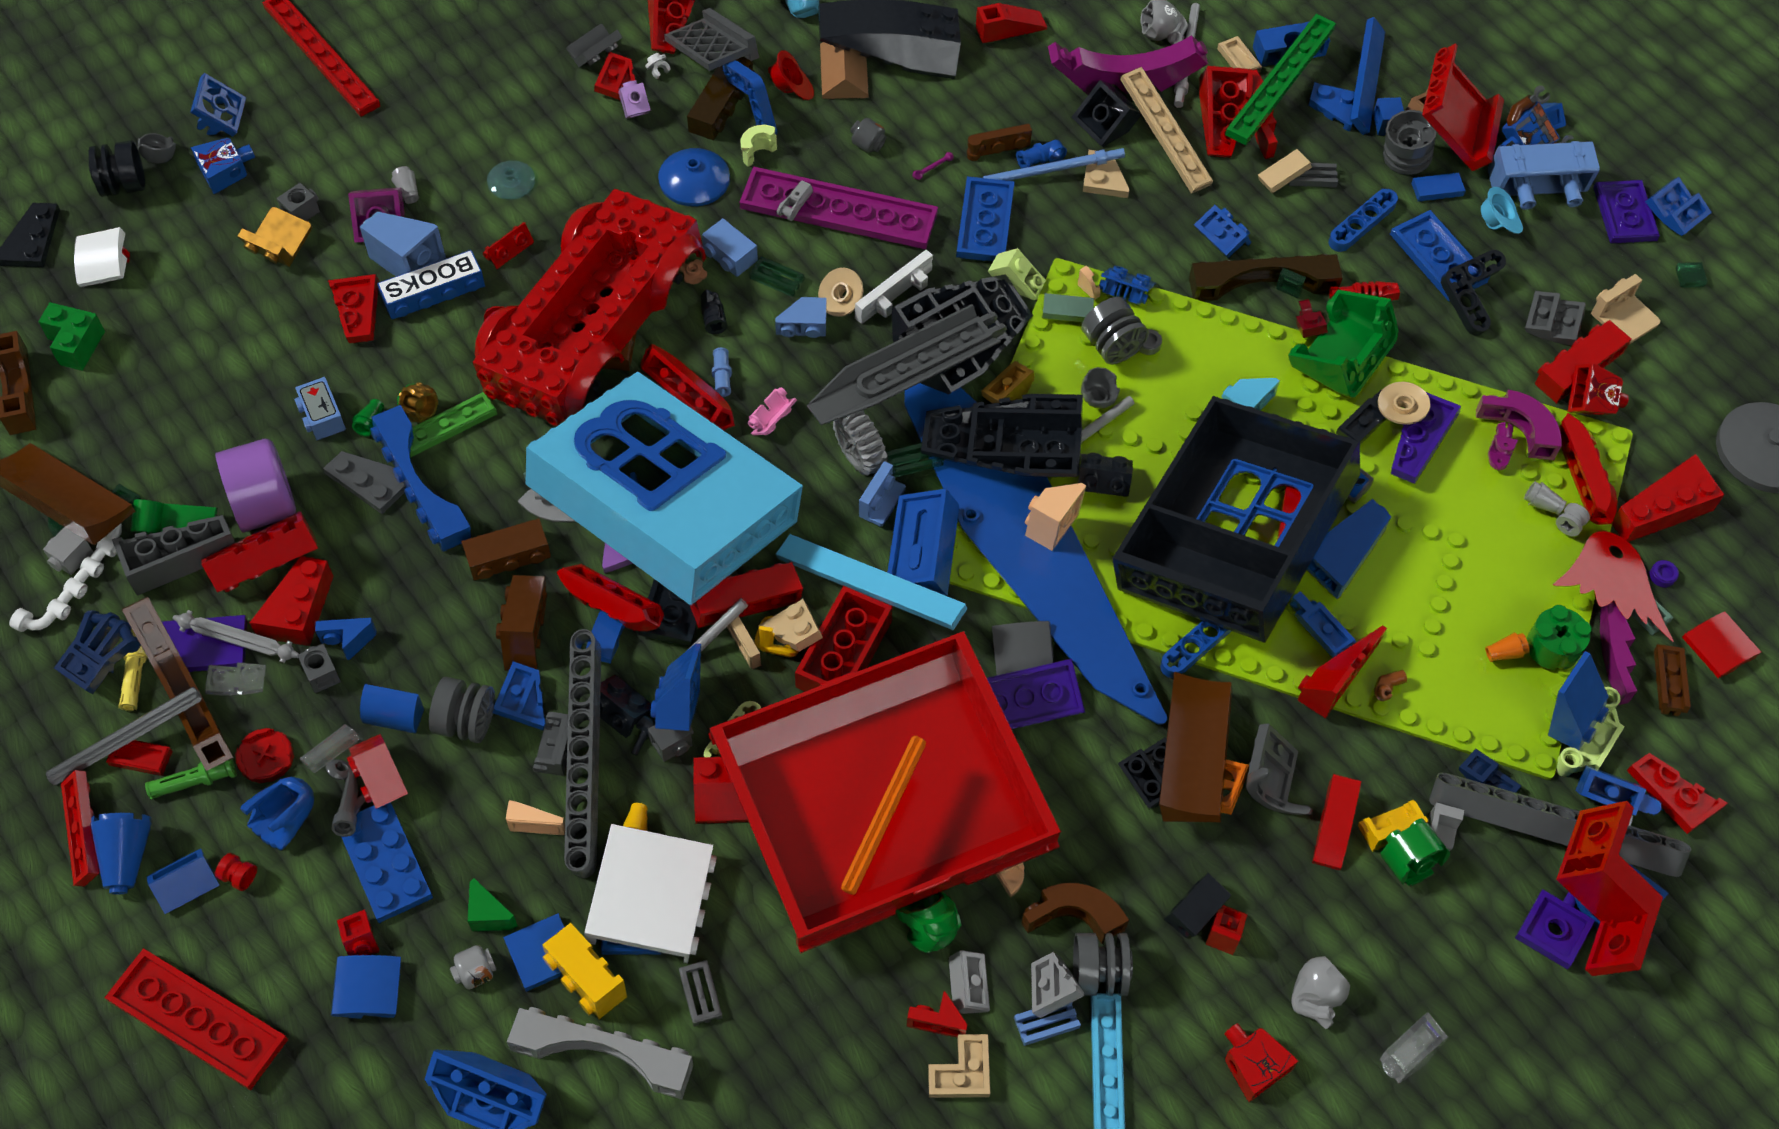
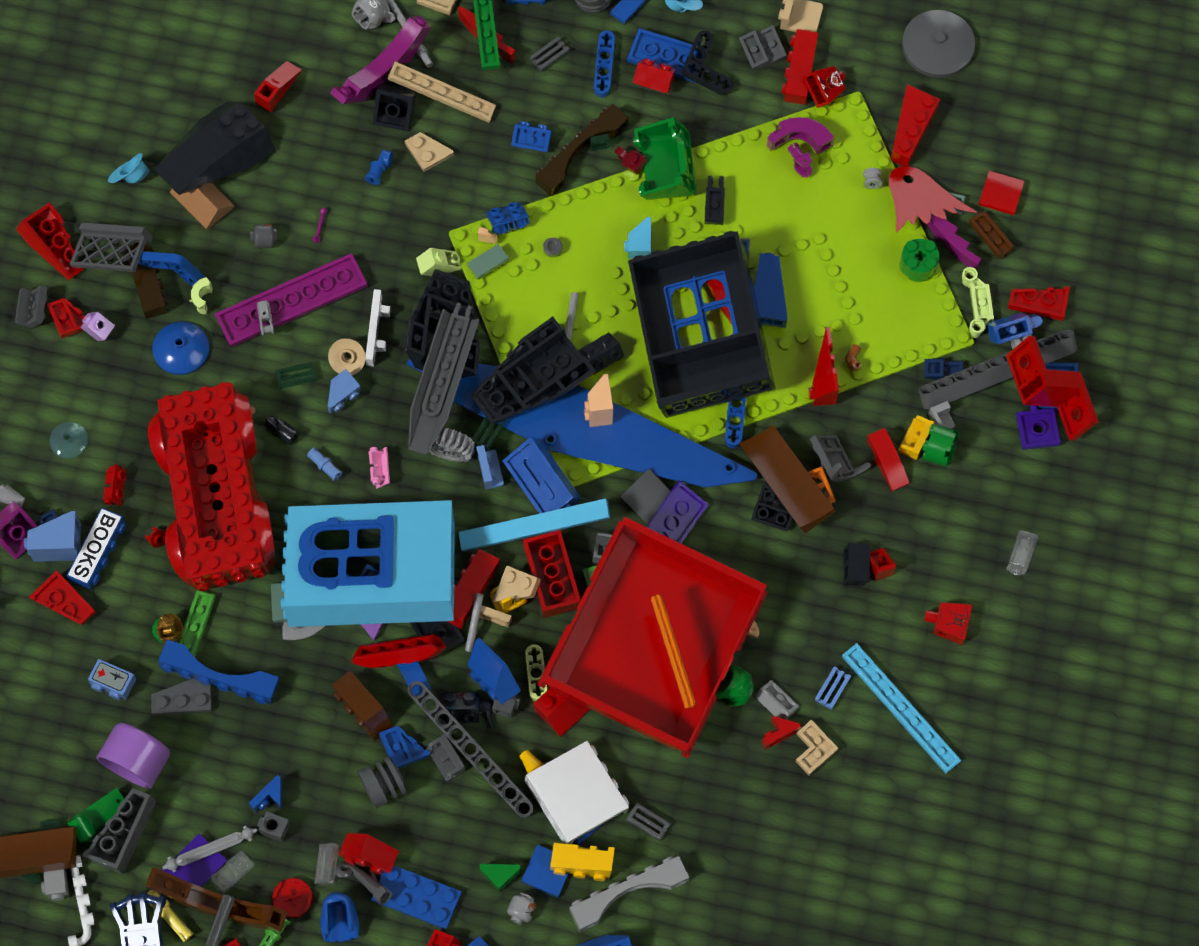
camera: 40 degrees left, 10 degrees up
(260, 552) = (176, 789): red wedge -> none
(295, 603) = (223, 802): red wedge -> none
(363, 420) = (146, 662): green cone -> none
(390, 708) = (338, 814): blue brick -> none
(506, 549) = (309, 673): reddish brown brick -> none
(532, 820) = (474, 809): light nougat slope -> none
(656, 61) = (80, 288): white plate -> none
(687, 386) = (315, 490): red brick -> none
(729, 247) = (252, 379): medium blue brick -> none
(789, 76) = (178, 232): red piece -> none
(985, 218) = (385, 238): blue plate -> none
(998, 141) = (346, 177): reddish brown plate -> none
(1010, 383) = (498, 340): pearl gold slope -> none
(1052, 985) = (822, 667): light grey wing -> none
(1077, 901) = (801, 609): reddish brown arch -> none
(1100, 157) = (419, 143): medium blue bar -> none
(1100, 388) = (553, 301): dark grey hair -> none
(1102, 964) = (837, 636): dark grey wheel -> none
(1115, 330) = (532, 258): dark grey wheel -> none
(1222, 97) = (458, 45): red wedge -> none
(1284, 171) = (533, 66): tan tile -> none
(1319, 990) = (952, 559): light grey piece -> none
(1321, 625) = (793, 351): blue hinge -> none
(1379, 289) = (646, 114): red hinge -> none
(1406, 395) = (729, 169): tan dish -> none
(1407, 261) = (654, 75): none -> red brick
(1423, 438) = (750, 182): dark purple wing -> none
(1511, 647) = (898, 284): orange cone -> none
(1544, 498) = (847, 176): light grey cone -> none
(1579, 705) = (962, 294): blue slope -> none
(1587, 471) = (858, 141): red brick -> none
(1664, 573) = (941, 171): dark purple tile -> none

